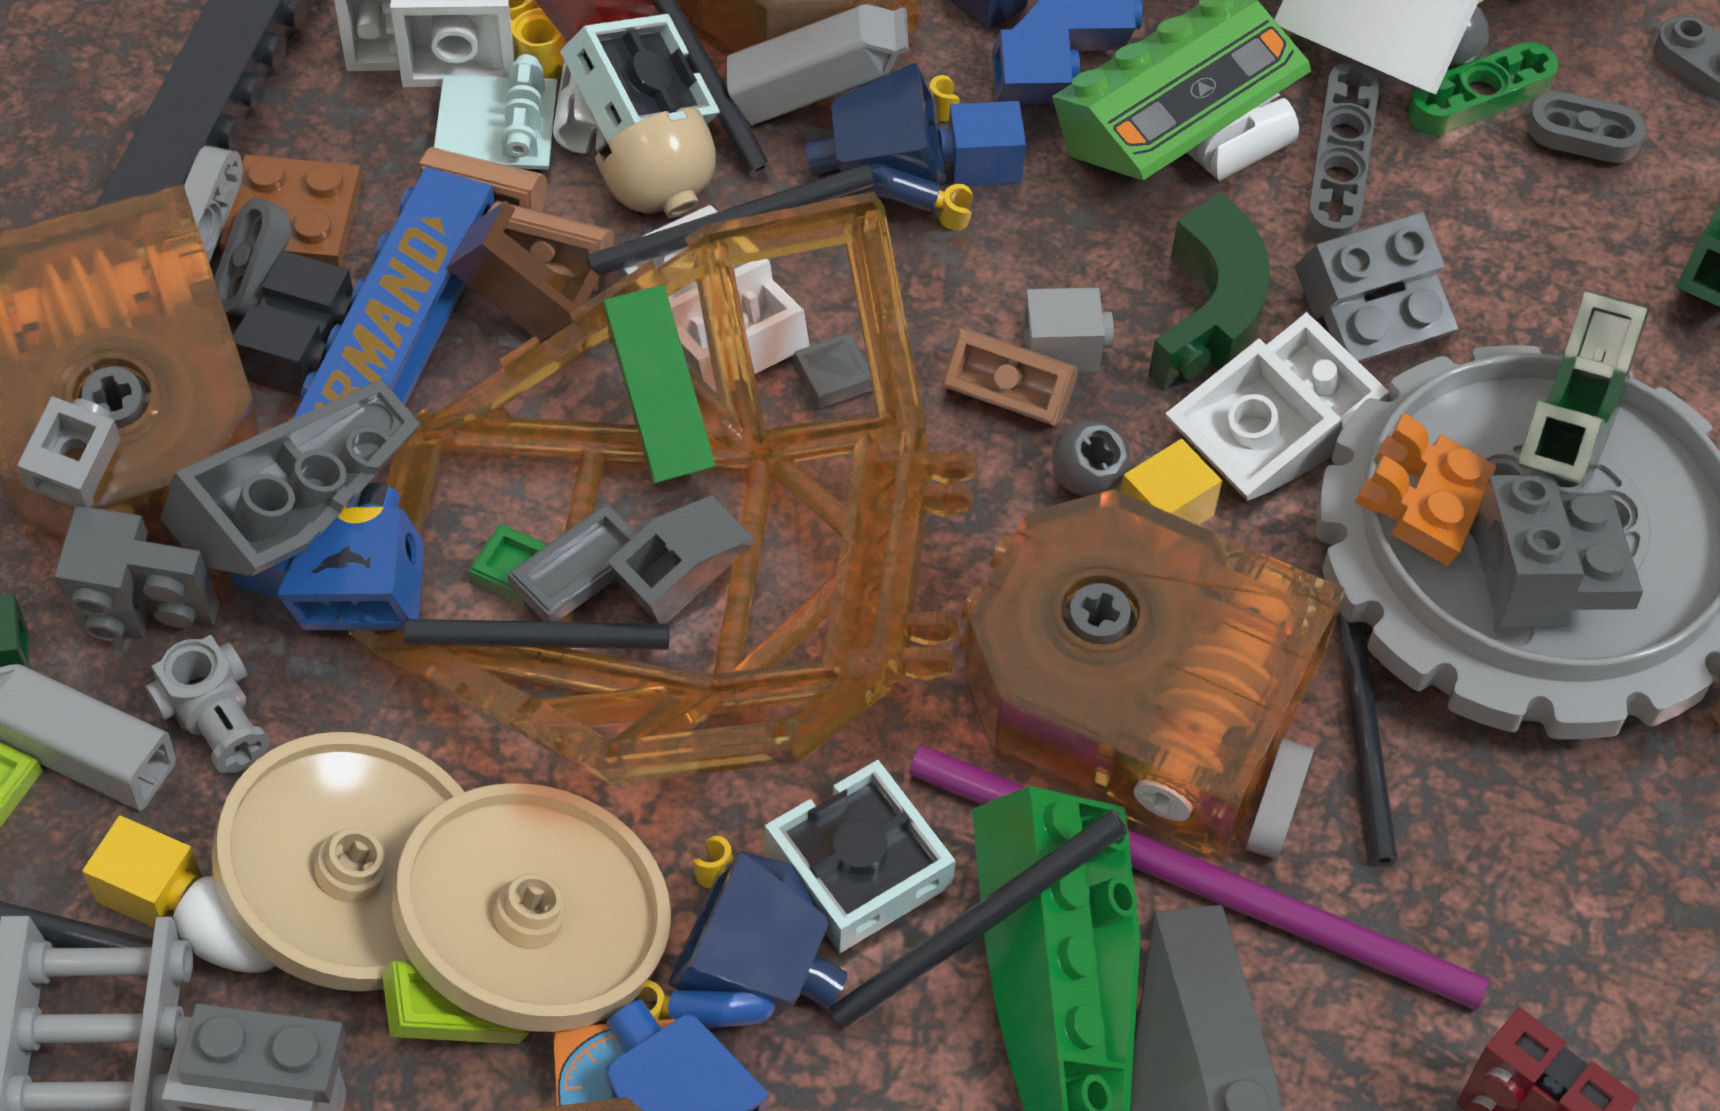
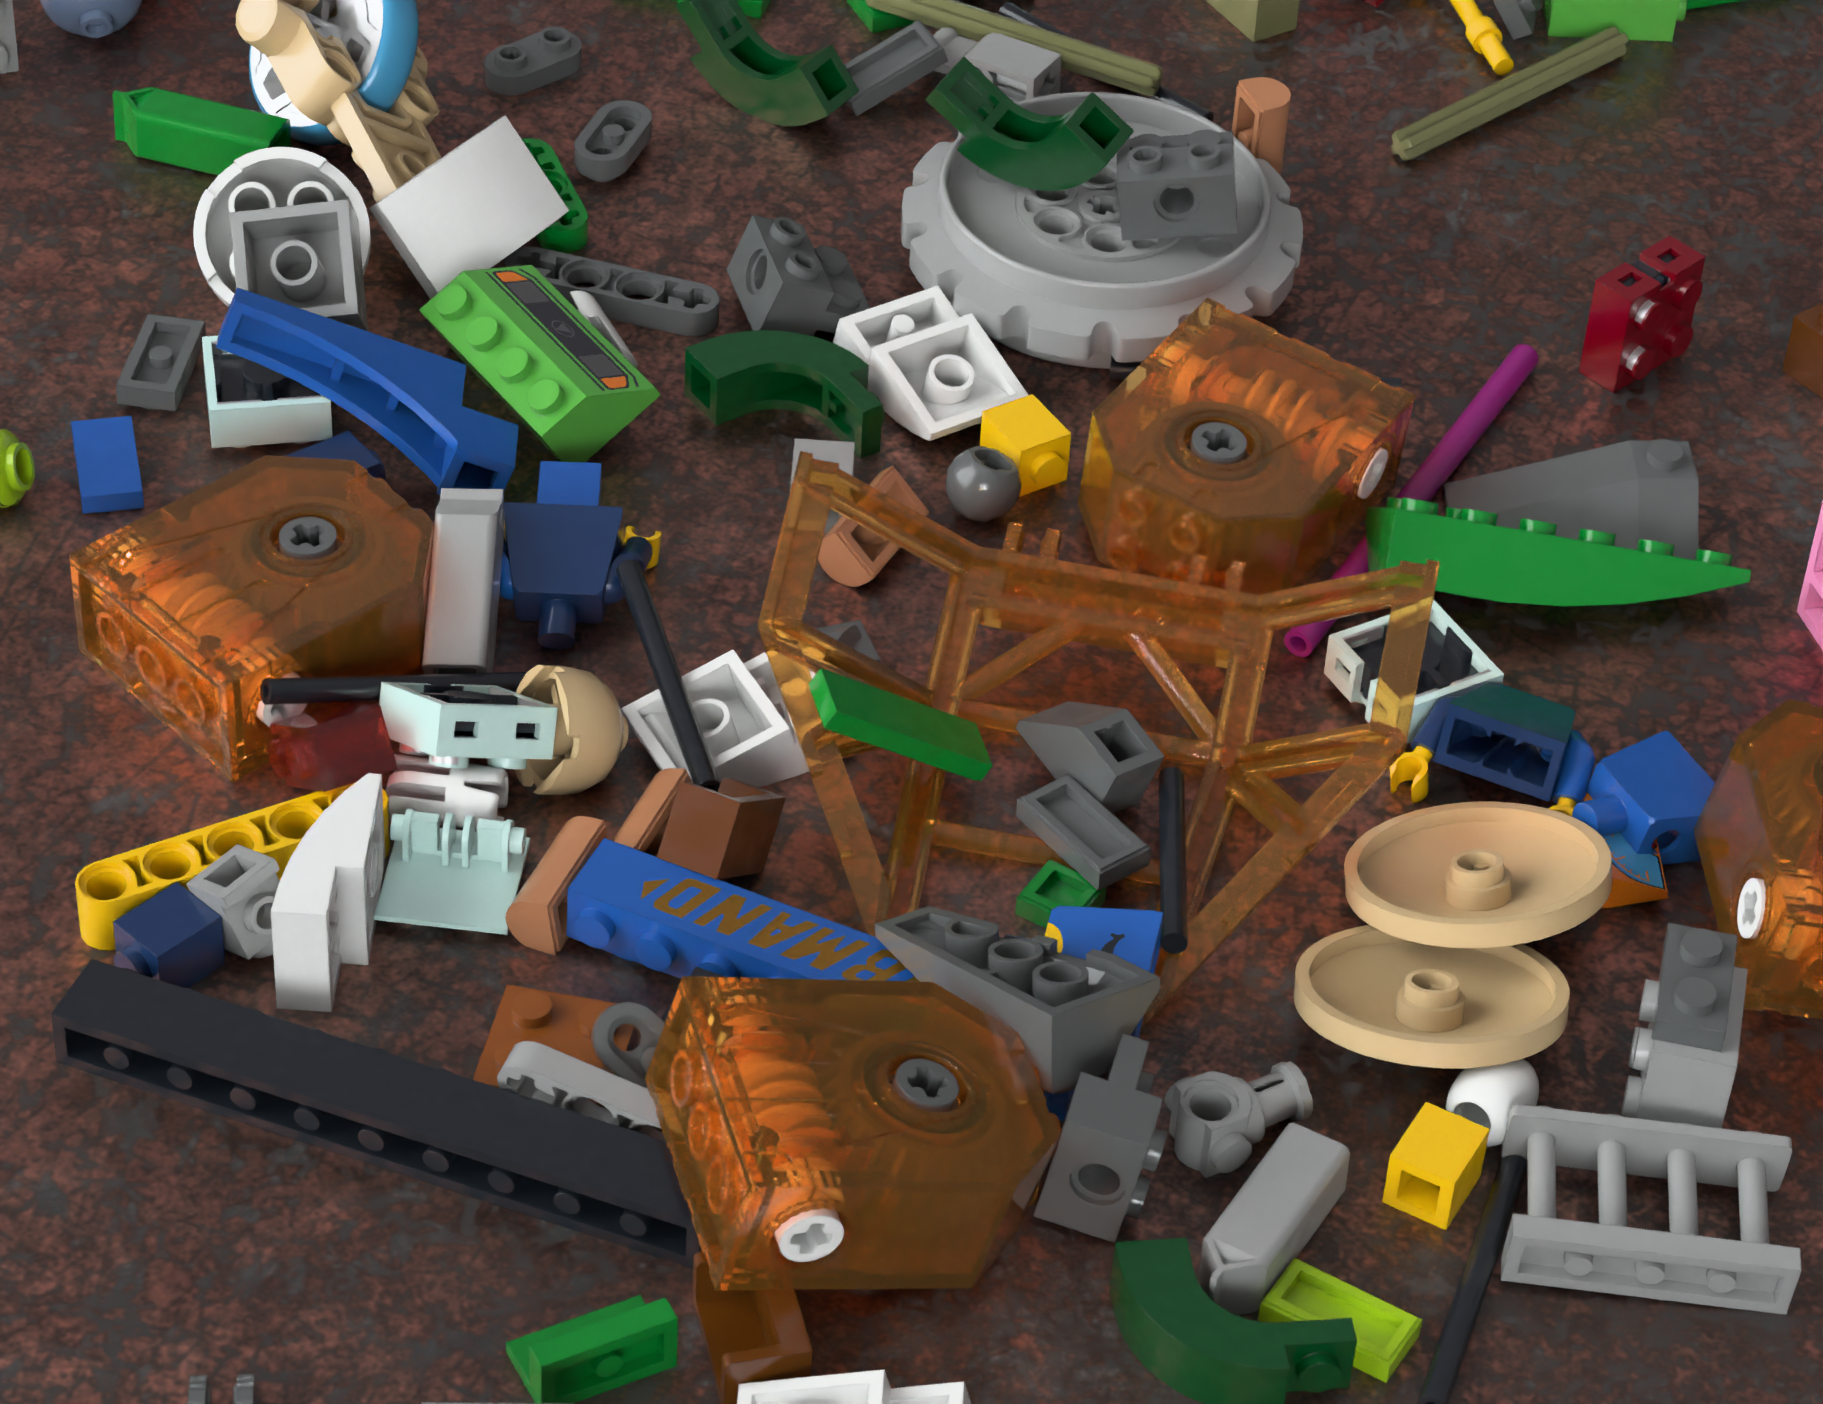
camera: 85 degrees left, 15 degrees down
(58, 431) = (1021, 1095): light grey brick -> none
(424, 1013) = (1584, 946): lime tile -> none
(979, 919) = (1505, 567): black piece -> none
(1444, 497) = (1109, 241): orange plate -> none

